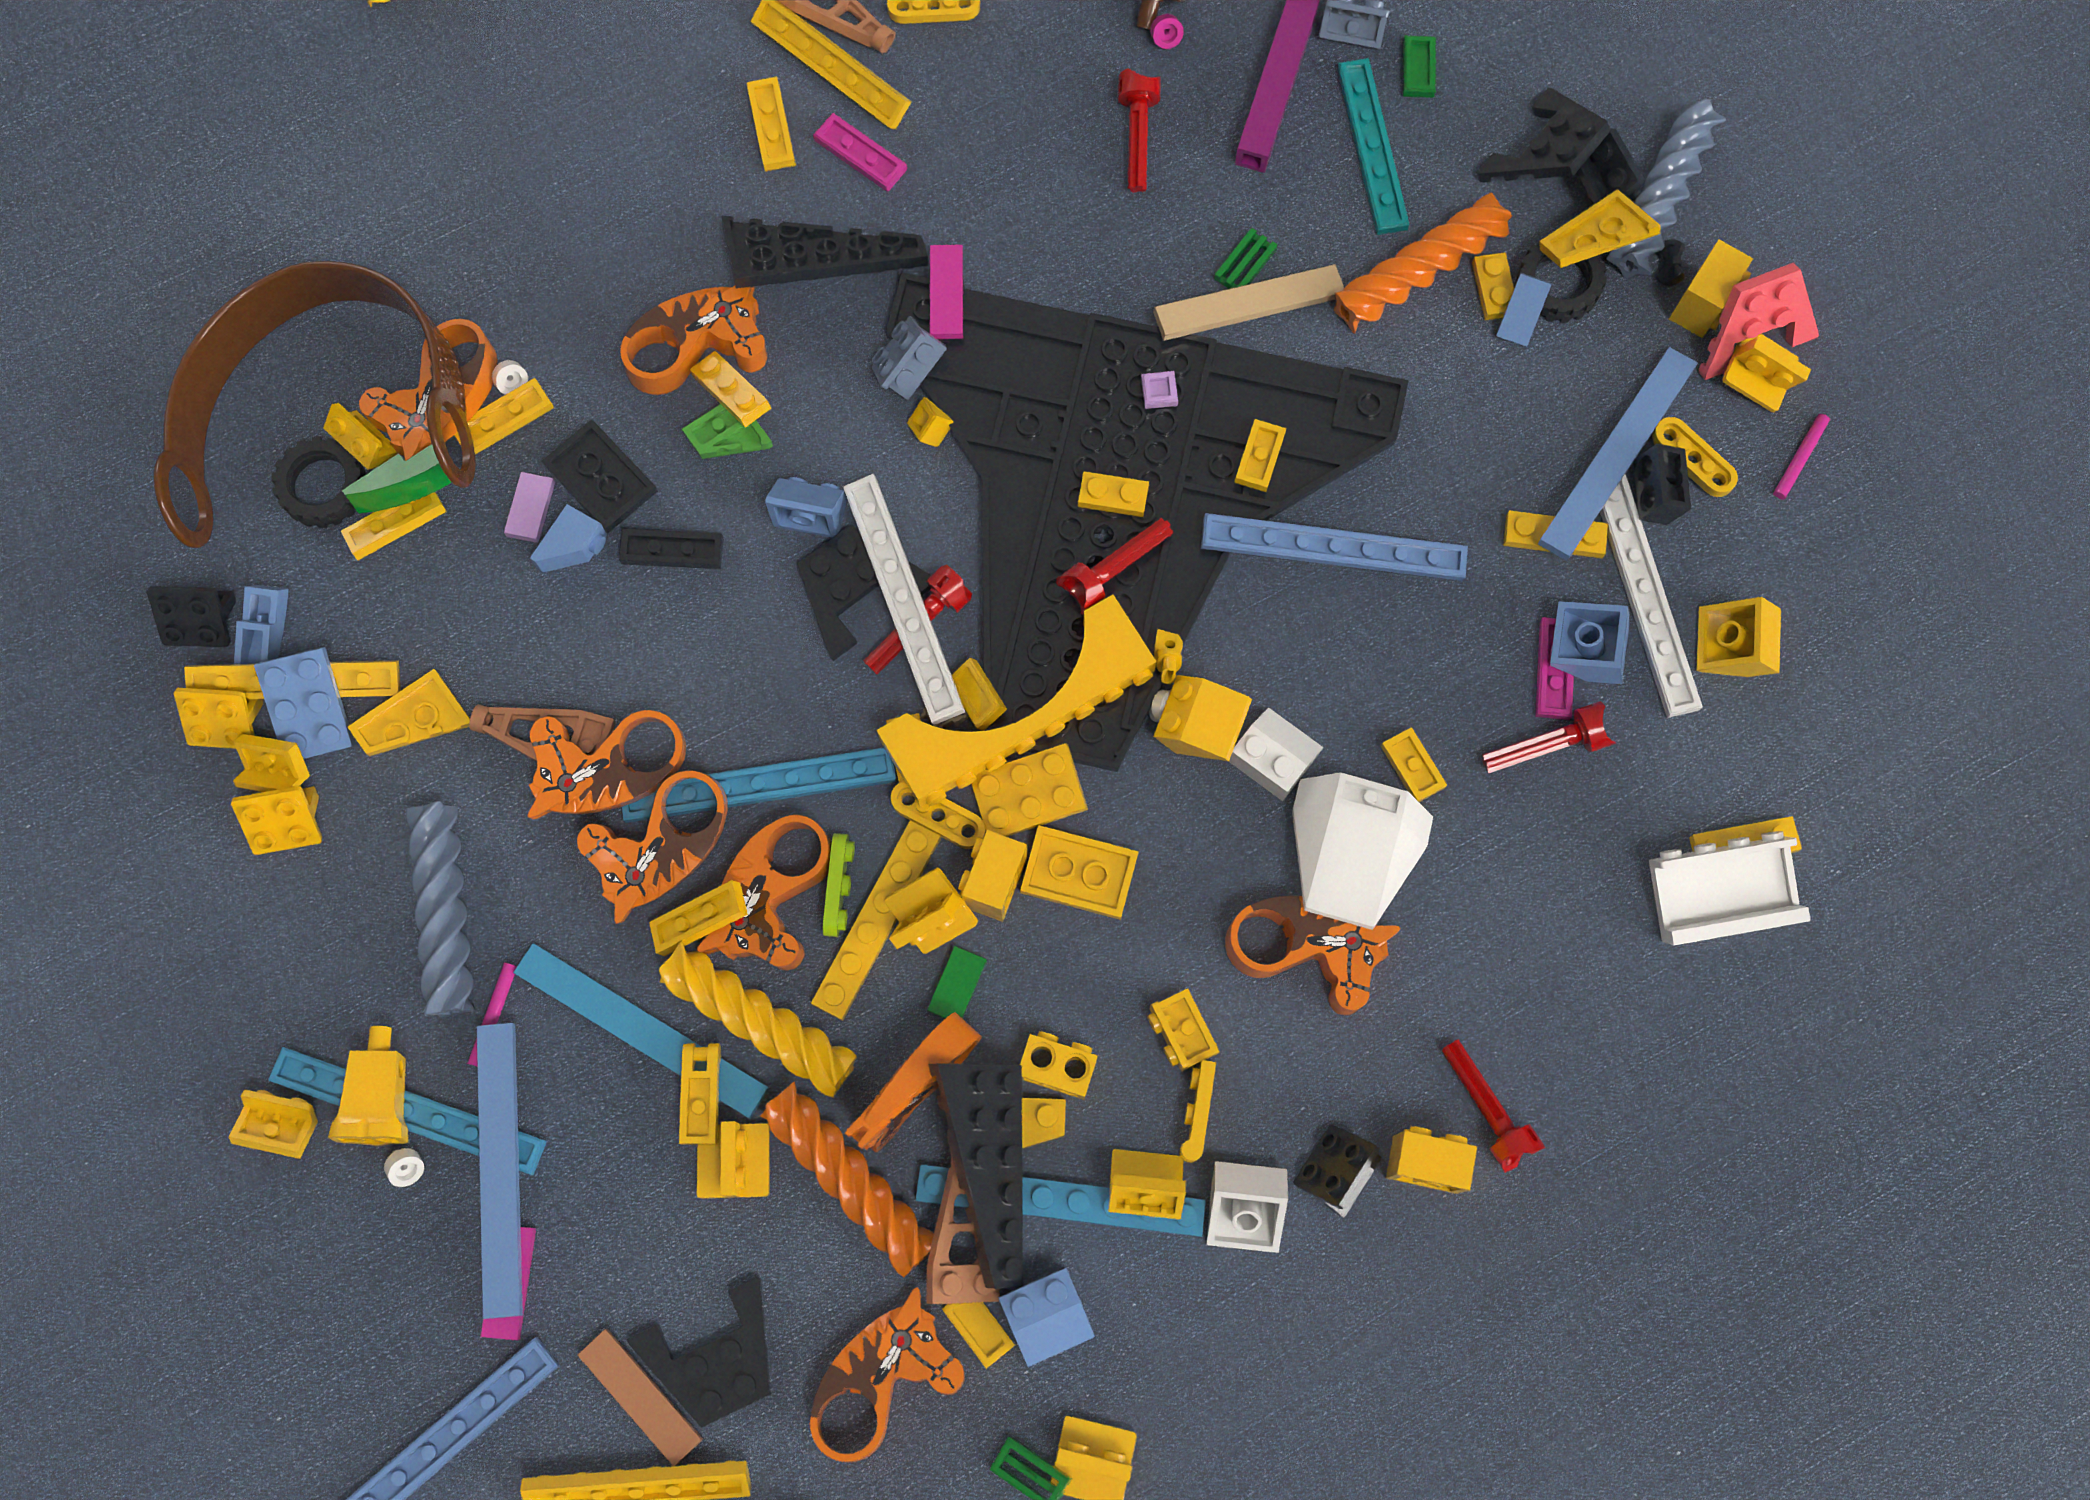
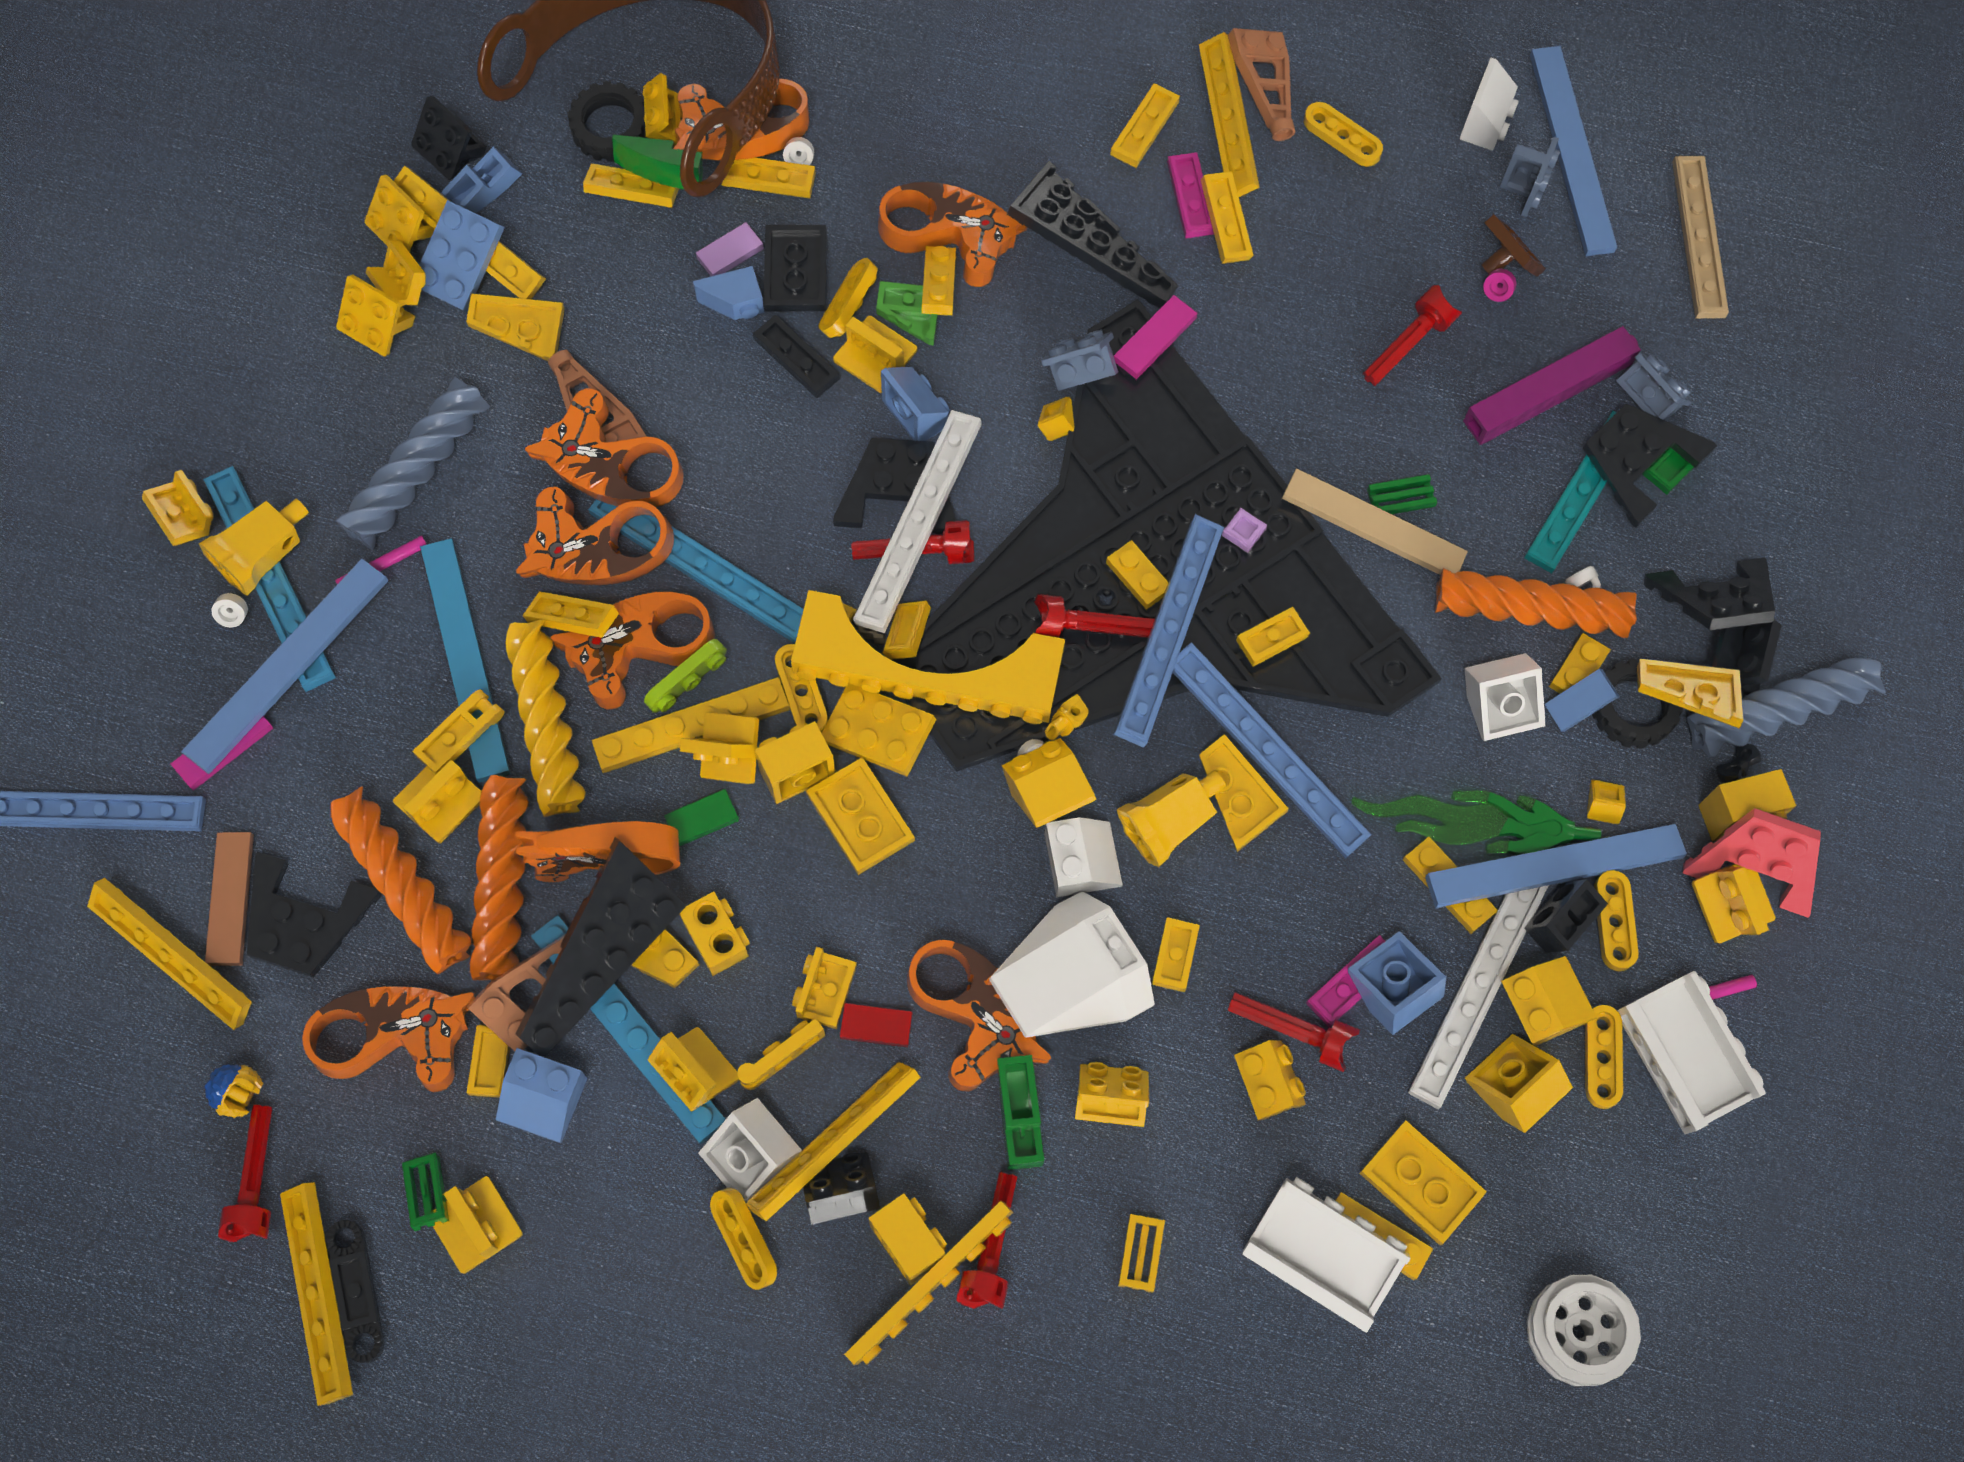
camera: 40 degrees right, 5 degrees down
(668, 465) = (848, 298): none -> yellow plate
(732, 492) = (871, 349): none -> yellow bracket
(763, 1253) = (395, 877): none -> orange piece
(908, 147) = (1226, 217): none -> yellow plate
(1182, 519) = (1168, 631): none -> medium blue tile
(1245, 1022) = (876, 1025): none -> red tile
(1303, 1140) = (832, 1141): none -> yellow tile
(1306, 1276) = (743, 1238): none -> yellow plate
(1313, 662) = (1169, 815): none -> yellow piece
(1344, 598) = (1247, 799): none -> yellow wing
(1379, 82) = (1631, 446): none -> black wing
(1417, 989) = (1020, 1112): none -> green slope
(1437, 213) = (1583, 577): none -> white tile
(1465, 353) = (1506, 696): none -> white slope
(1469, 912) = (1112, 1094): none -> yellow bracket
(1479, 1198) = (920, 1294): none -> yellow plate
(1567, 796) = (1270, 1078): none -> yellow bracket
(1578, 436) = (1496, 817): none -> clear neon green piece
(1585, 1018) = (1136, 1283): none -> yellow tile
(1605, 372) = (1606, 802): none -> yellow slope
(1706, 559) = (1549, 1000): none -> yellow slope
(1741, 774) = (1423, 1182): none -> yellow plate
(1770, 552) = (1611, 1044): none -> yellow plate
(1832, 508) = (1691, 1052): none -> white panel
(1937, 806) = (1604, 1300): none -> white wheel

